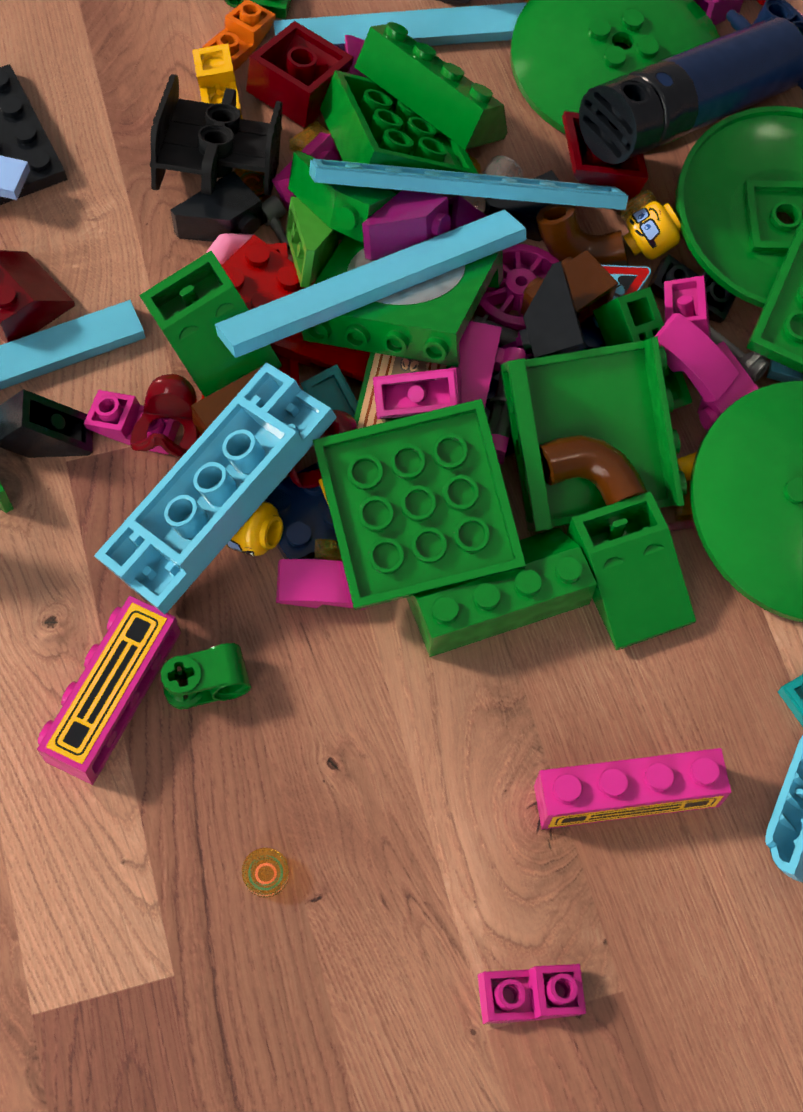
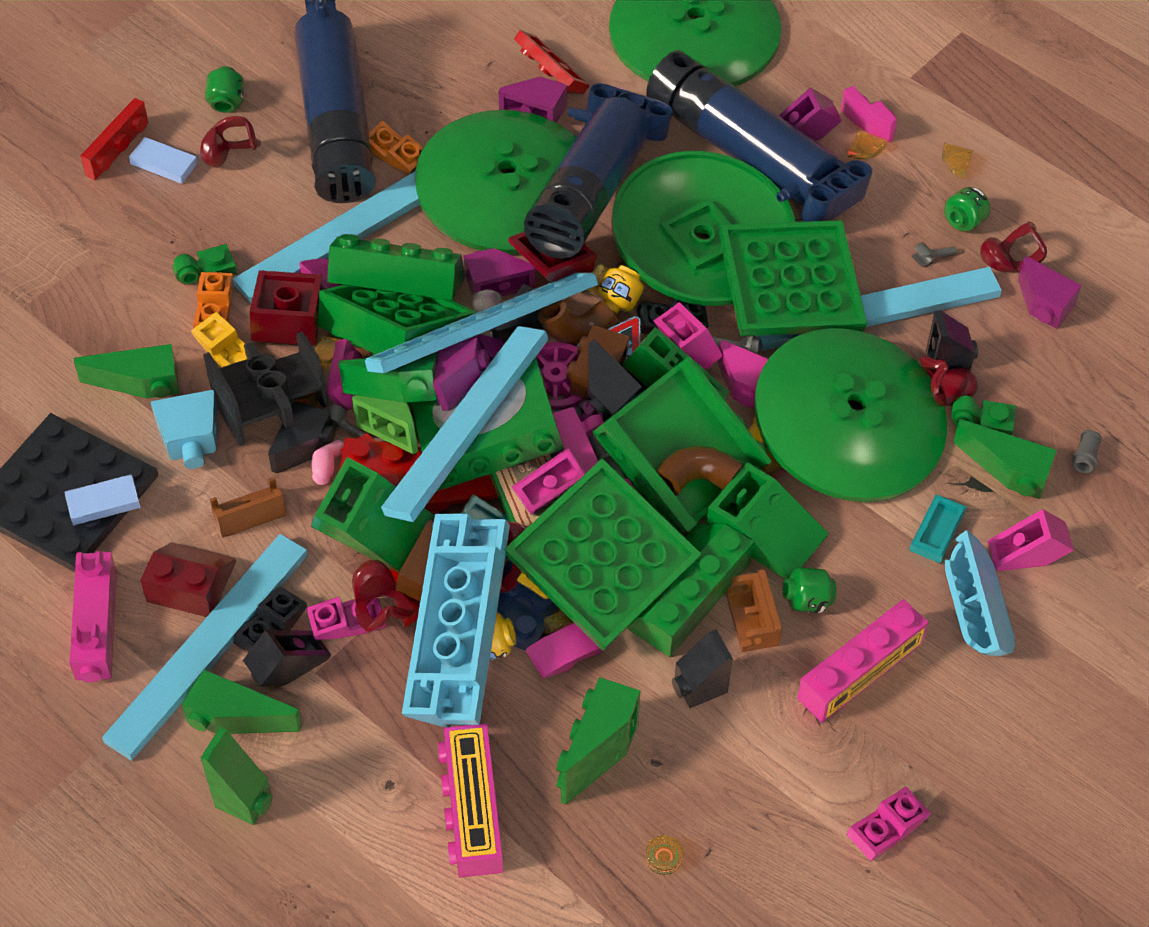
camera: 30 degrees left, 10 degrees down
(67, 382) = (275, 612): none -> black slope
(118, 145) = (188, 426): none -> medium azure torso
(119, 66) = (137, 372): none -> green slope
(119, 259) = (249, 510): none -> dark orange hinge
(210, 676) = (532, 754): green piece -> none
(275, 704) = (599, 737): none -> green slope
(441, 696) = (703, 671): none -> black slope
(536, 146) = (497, 272): none -> magenta slope
(549, 660) = (754, 611): none -> dark orange hinge
(627, 673) = (809, 590): none -> green head
(697, 355) = (717, 357): dark pink slope -> none

